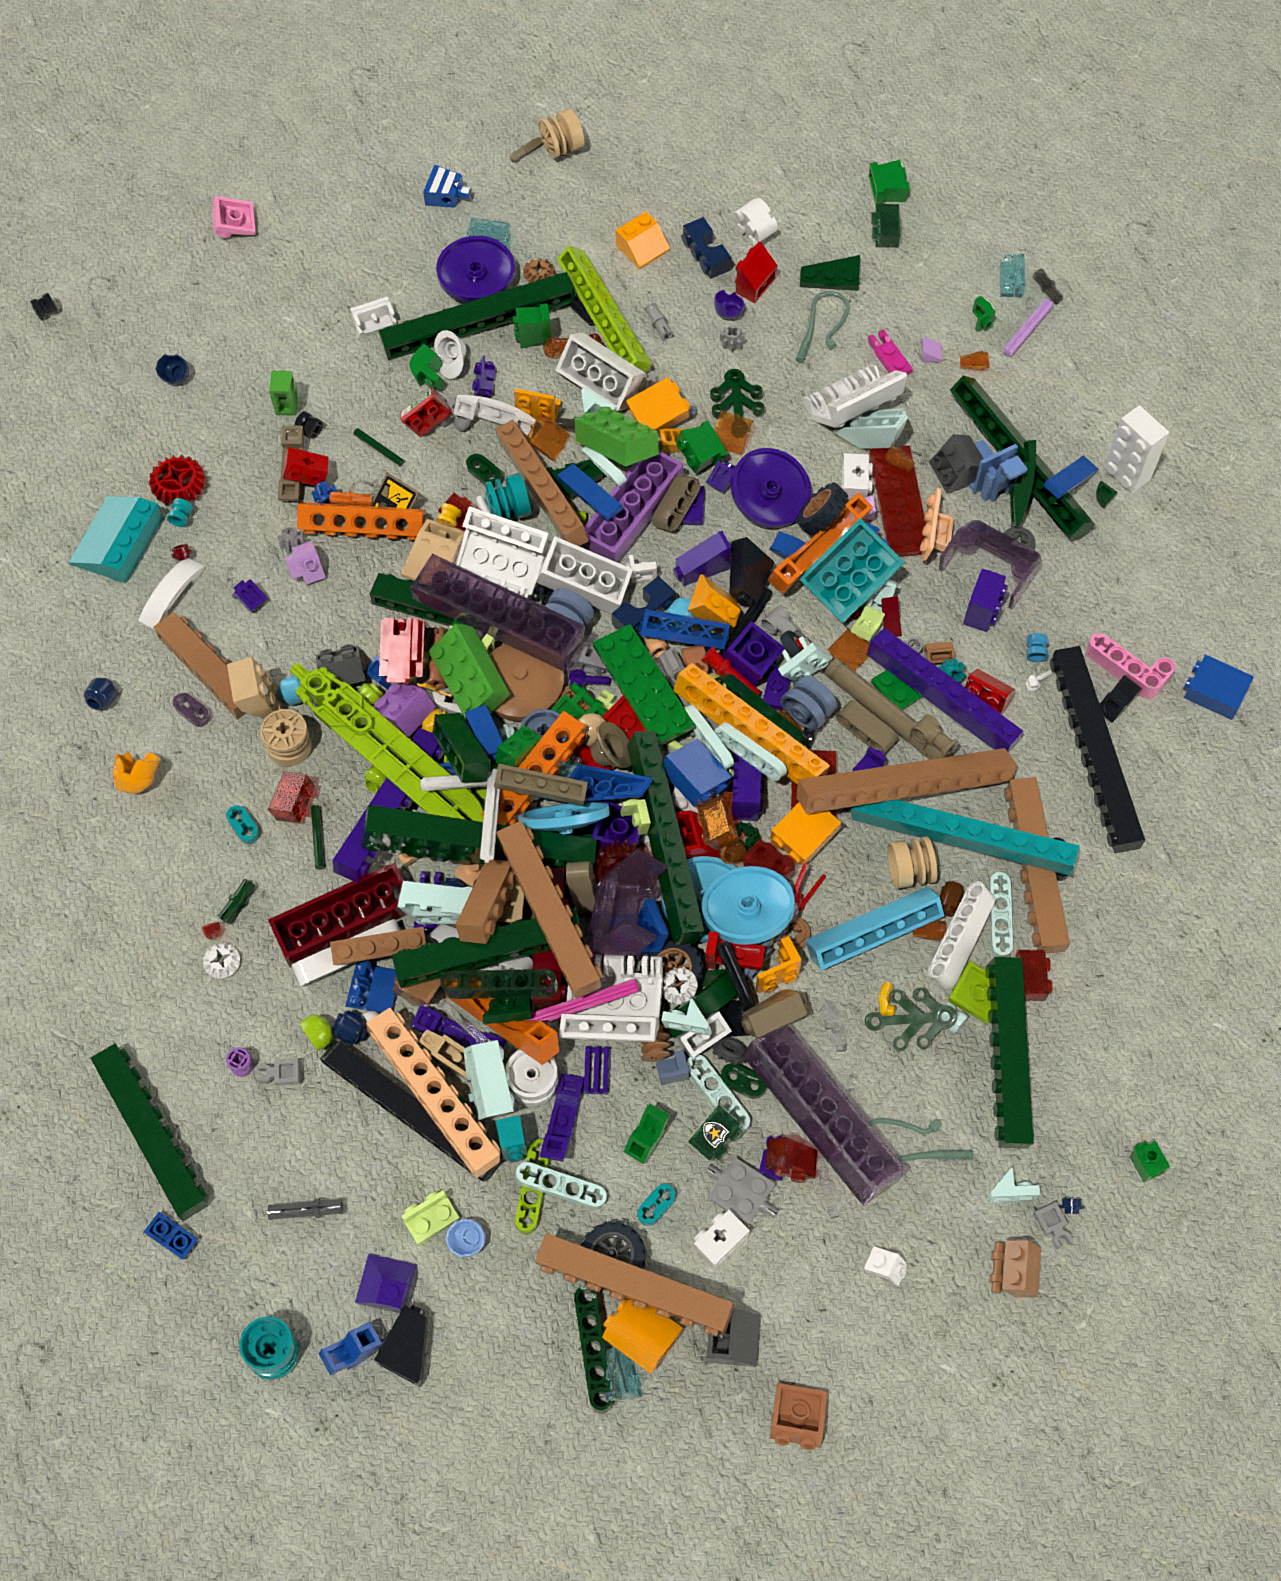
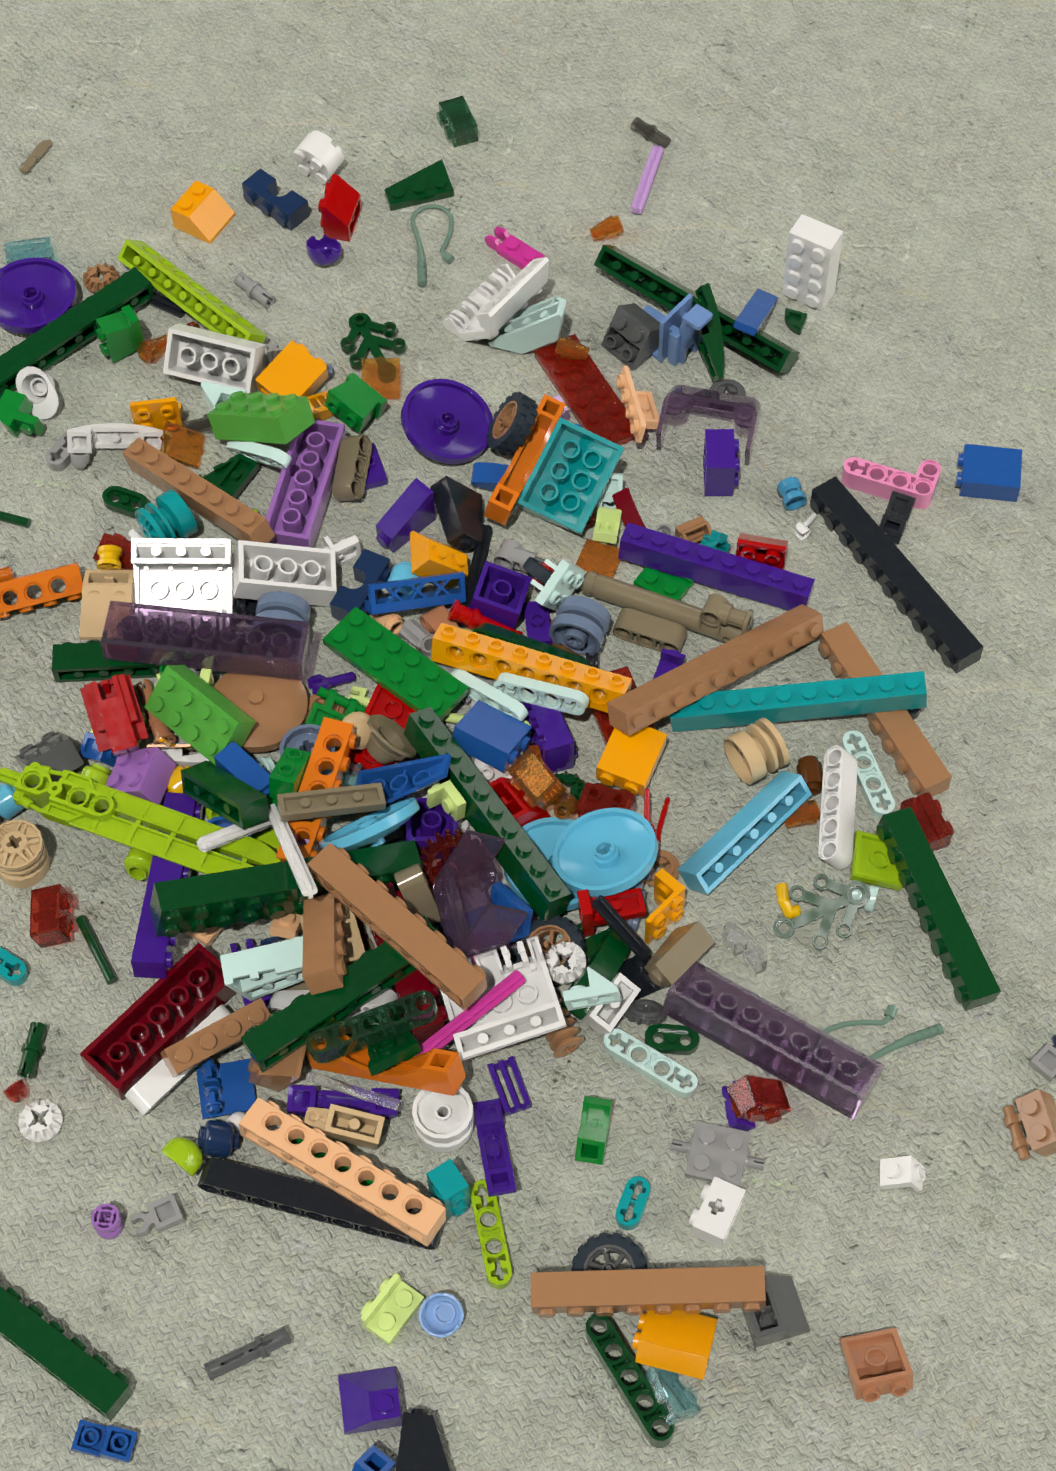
camera: 20 degrees left, 5 degrees down
(395, 494) = (37, 556): piece -> none
(425, 412) = (36, 460): red slope -> none
(484, 372) = (85, 405): dark purple hinge -> none
(488, 1081) = (400, 1135): light aqua wedge -> none
(561, 133) = (69, 127): tan wheel -> none
(561, 1181) = (522, 1225): light aqua beam -> none
(589, 492) = (255, 485): blue tile -> none
(592, 664) = (331, 664): light grey hinge -> none
(673, 1069) = (592, 1054): sand blue panel -> none
(717, 1133) = (668, 1102): clear green brick -> none
(721, 476) = (388, 426): dark purple bracket -> none
(732, 337) = (341, 282): light grey gear -> none
(856, 474) = (531, 378): white brick -> none
(888, 182) = (441, 78): green hips -> none
(931, 350) = (556, 232): lavender slope -> none
(984, 313) = (596, 178): green bracket -> none
(1007, 1191) = (995, 1050): light aqua slope -> none
(1012, 276) = (610, 133): clear light blue hinge -> none

